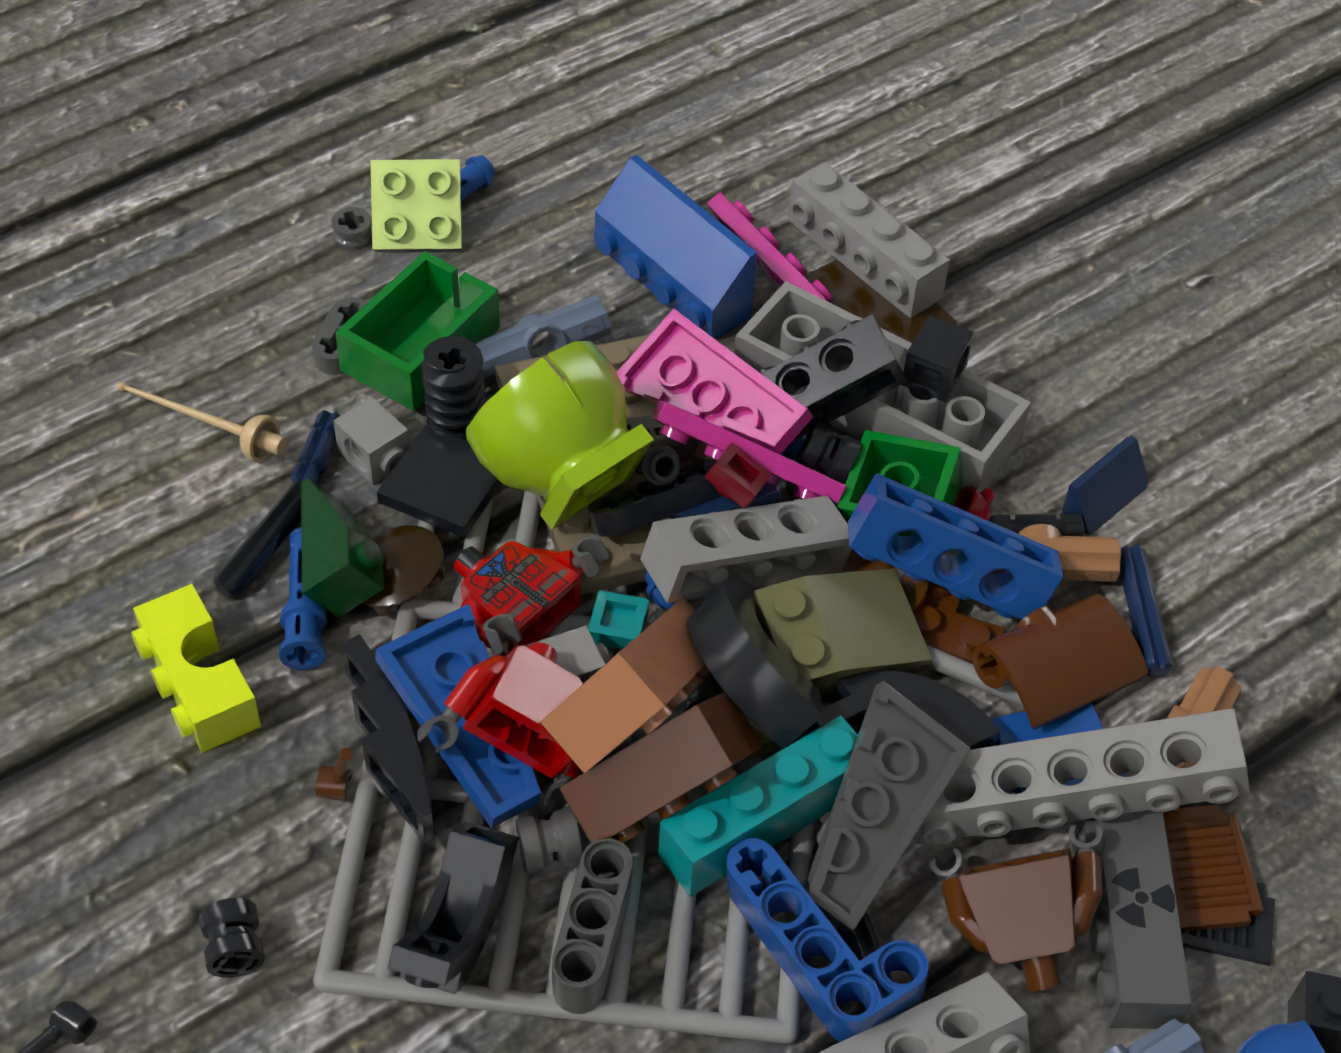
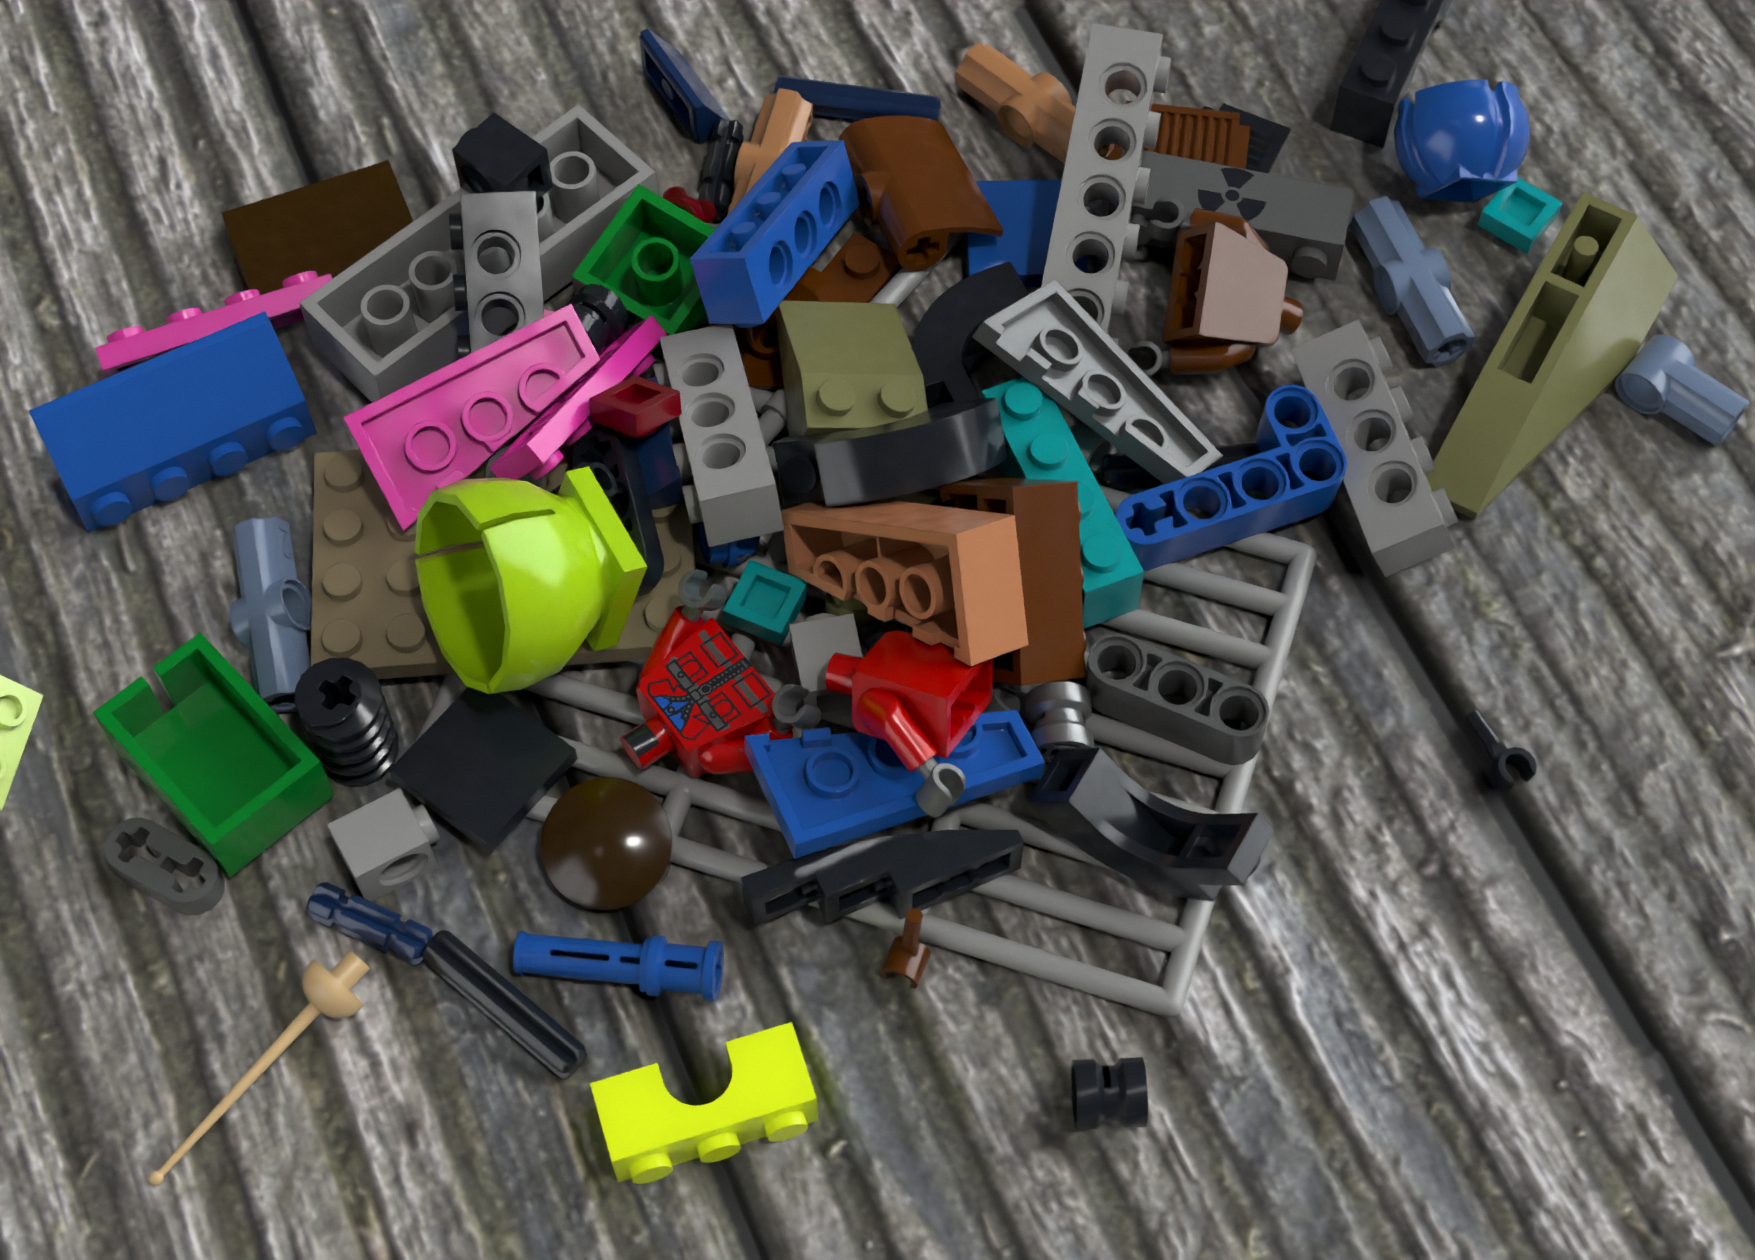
camera: 75 degrees left, 10 degrees up
(338, 555) = (587, 899): dark green slope -> none
(868, 239) = (239, 207): light grey brick -> none

